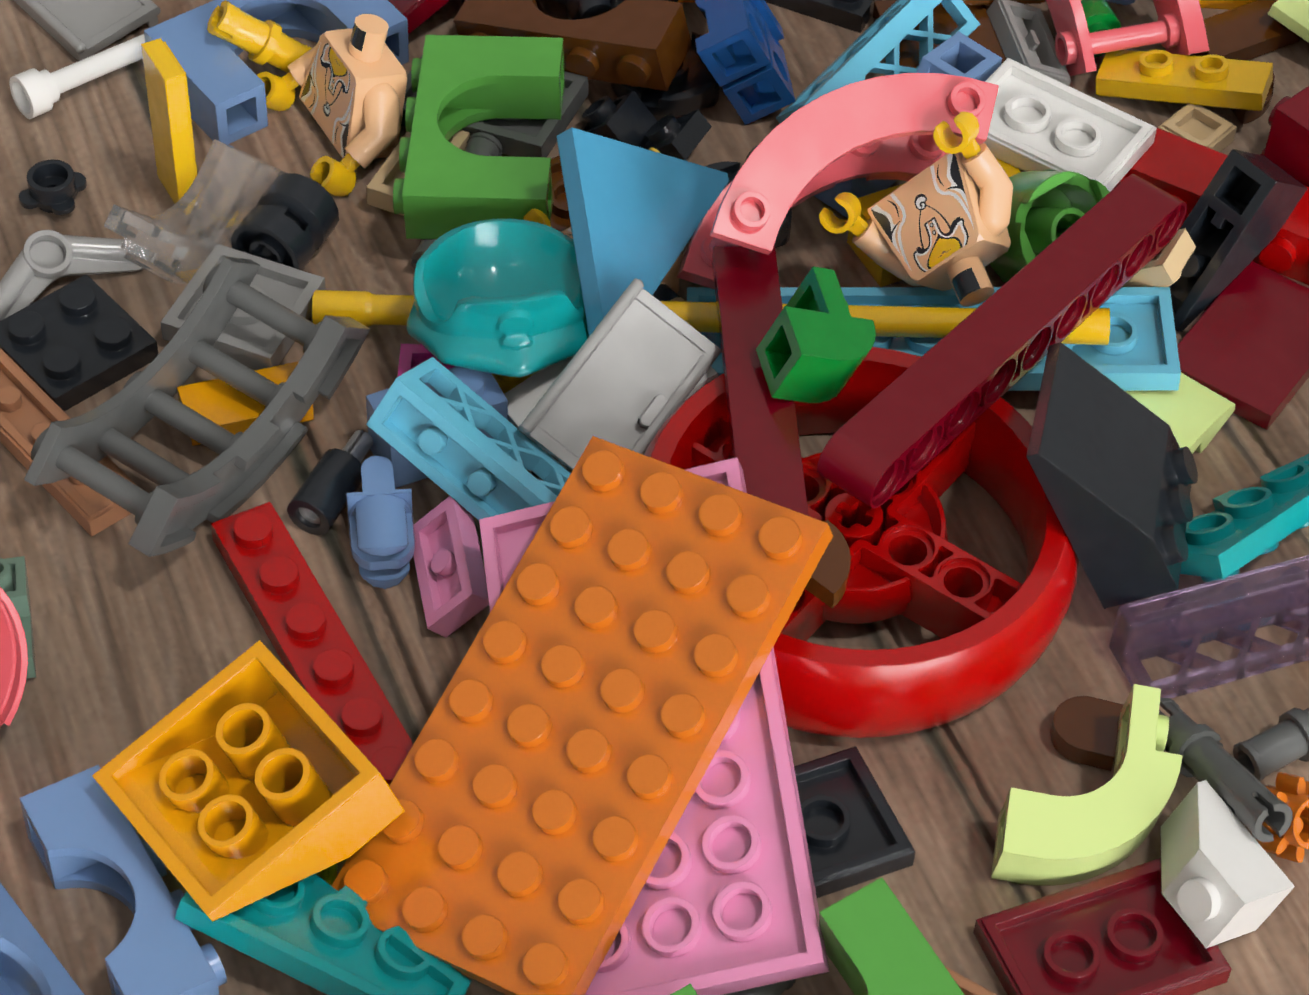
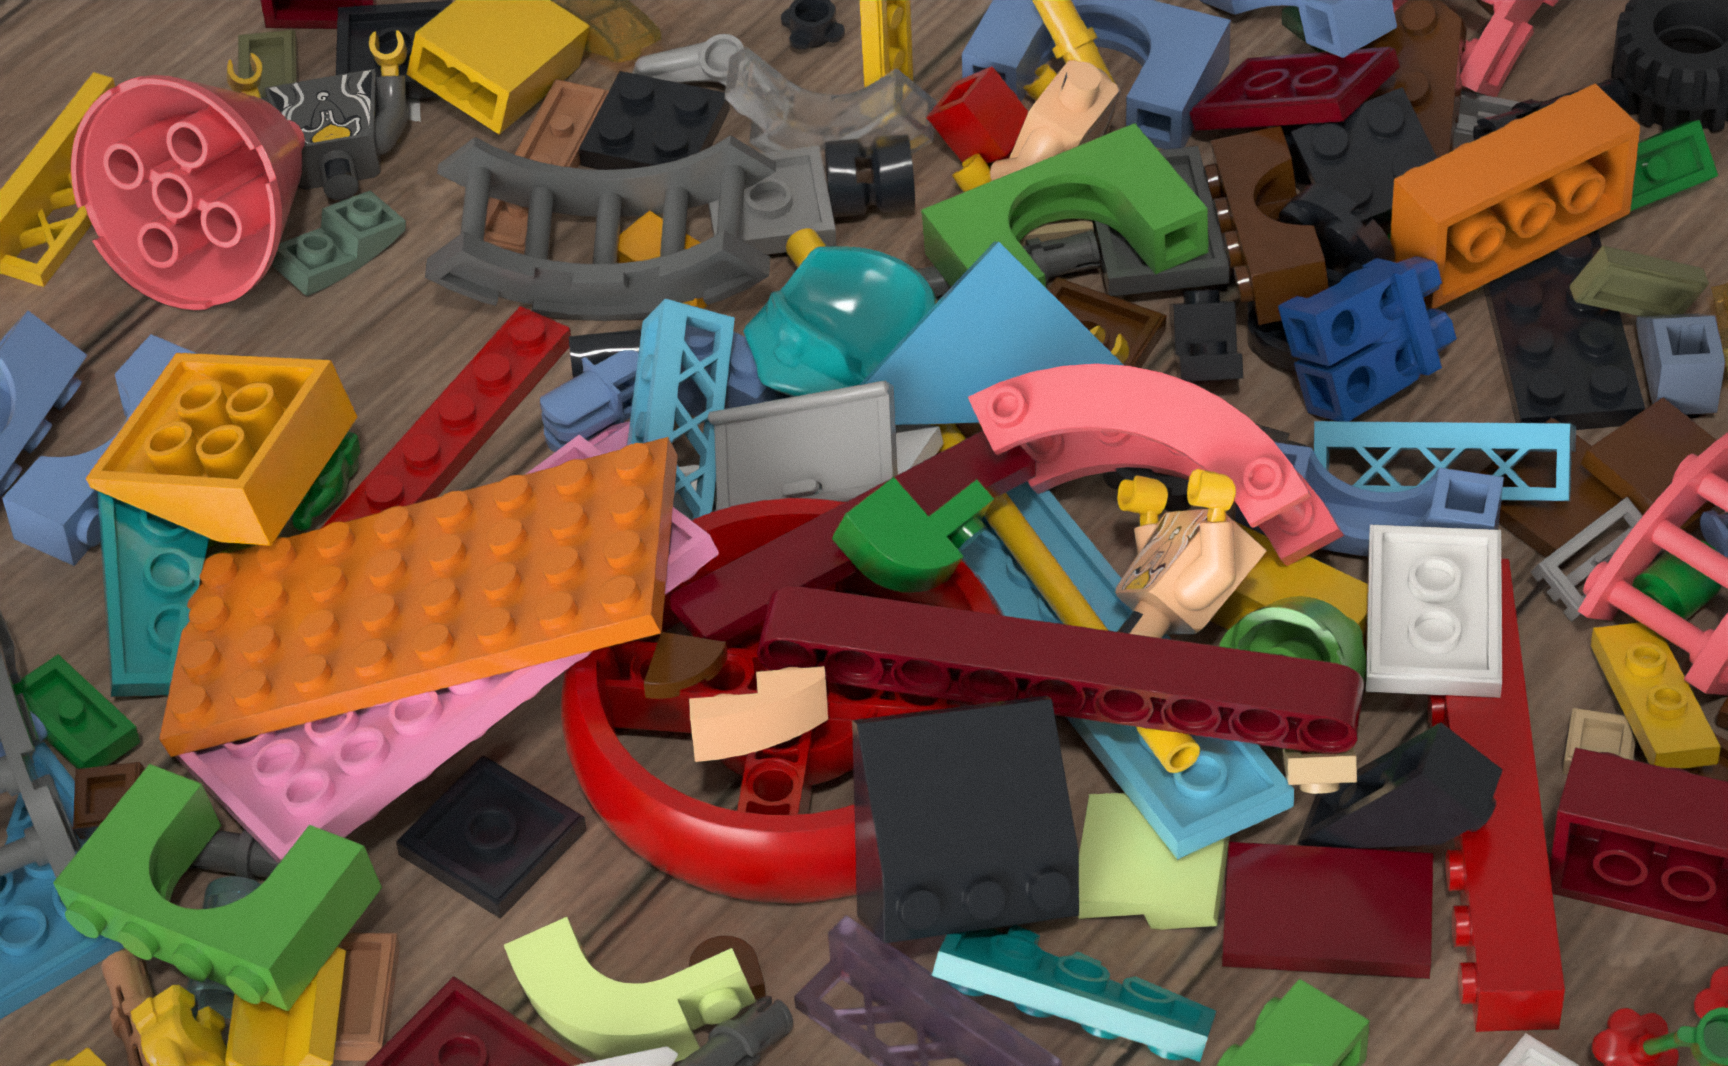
camera: 65 degrees right, 0 degrees up
(290, 131) = (979, 117): none -> red brick
(929, 513) = (784, 708): none -> light nougat slope

